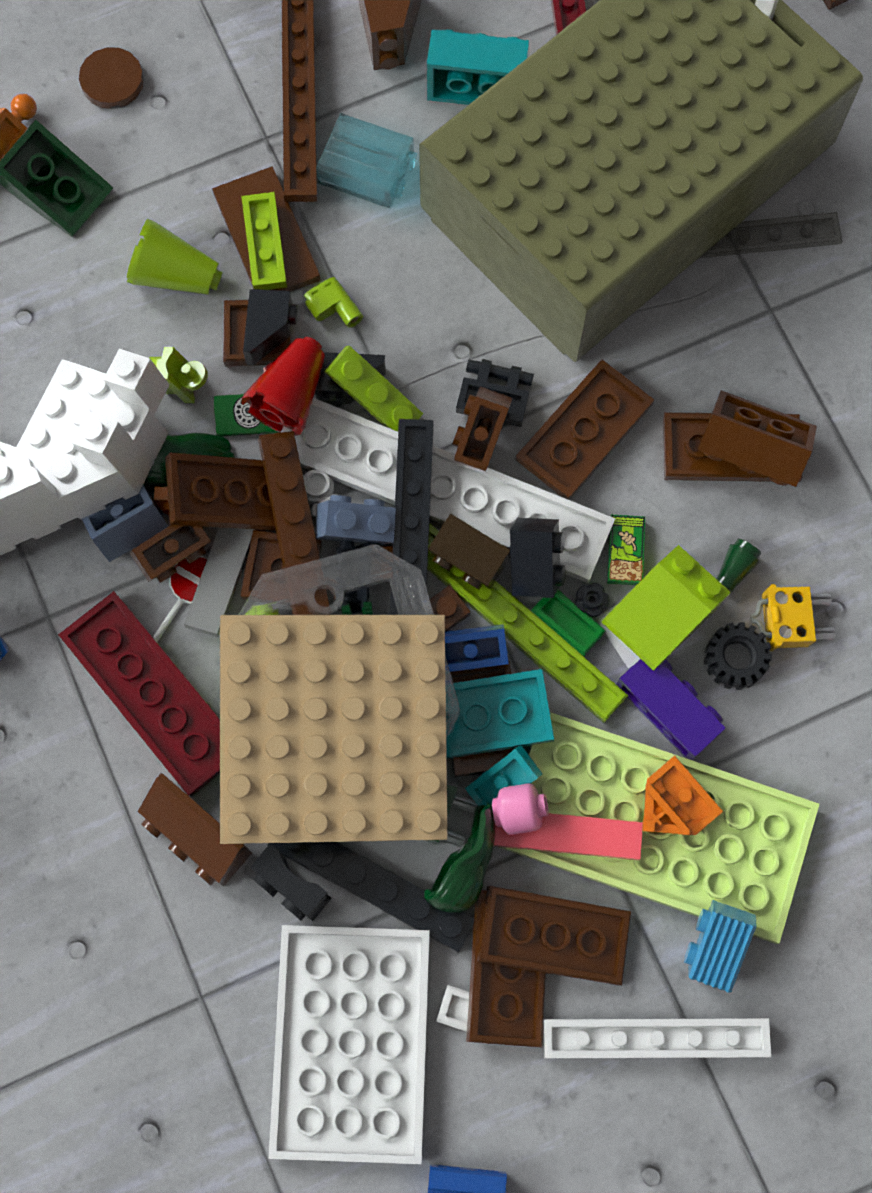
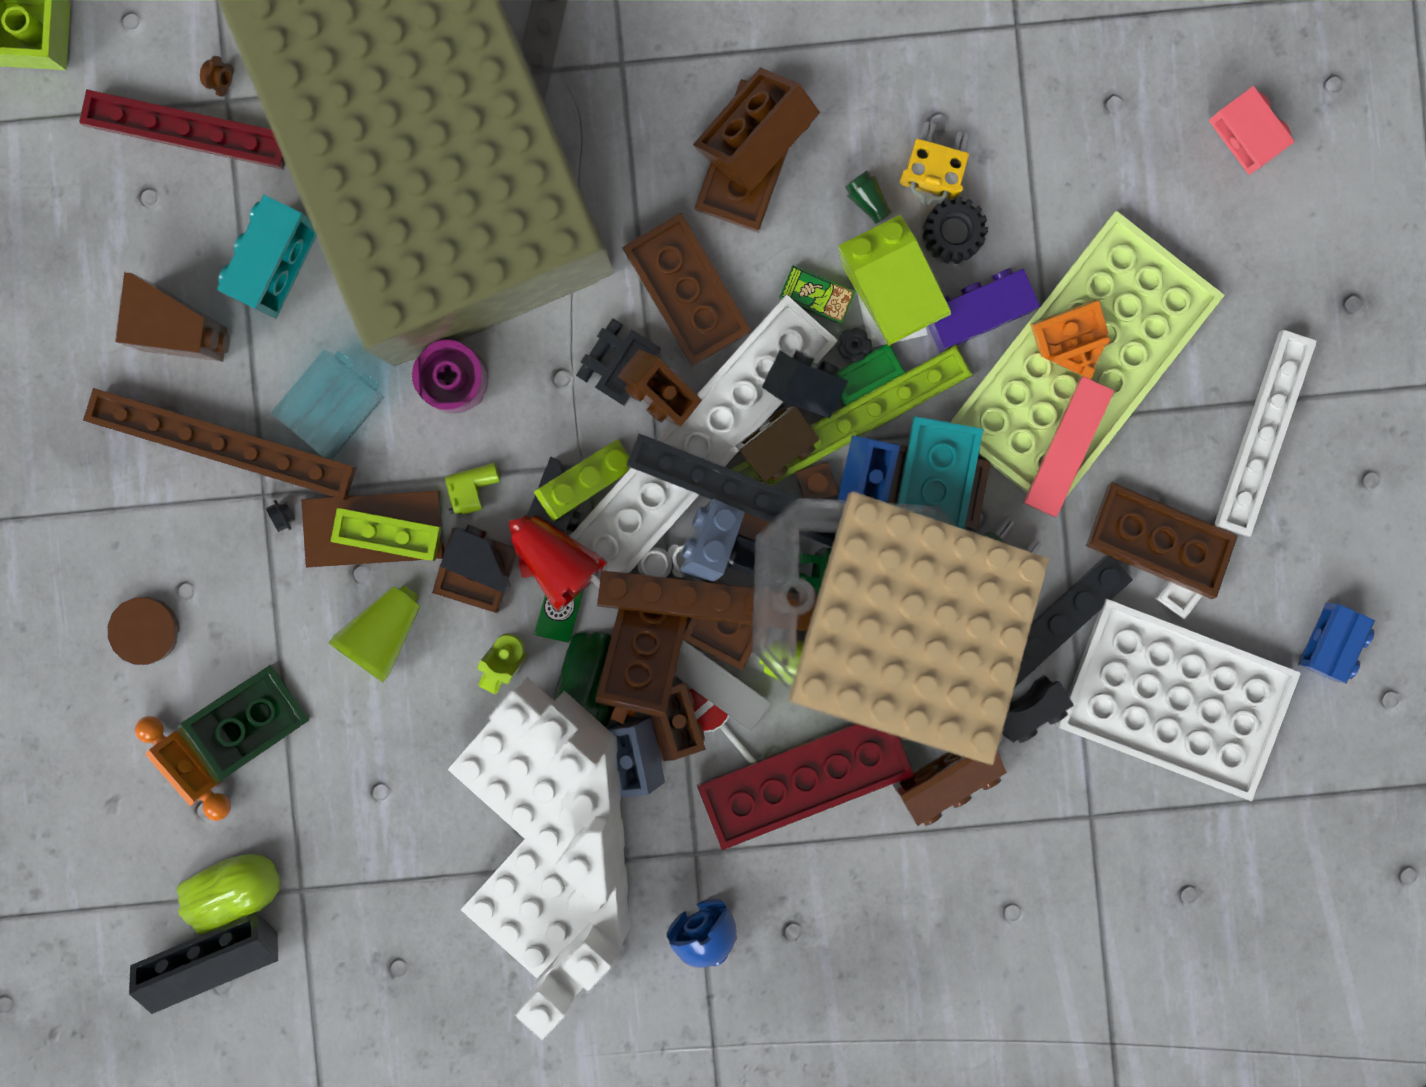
camera: 65 degrees left, 15 degrees up
(251, 154) = (280, 516): none -> black plate
(427, 250) = (436, 363): none -> magenta brick
(464, 870) = (1069, 552): dark green hair -> none
(512, 770) = (1001, 487): teal plate -> none
(519, 809) = (1039, 483): bright pink head -> none
(554, 936) = (1150, 491): reddish brown tile -> none
(720, 945) = (1211, 348): dark azure brick -> none

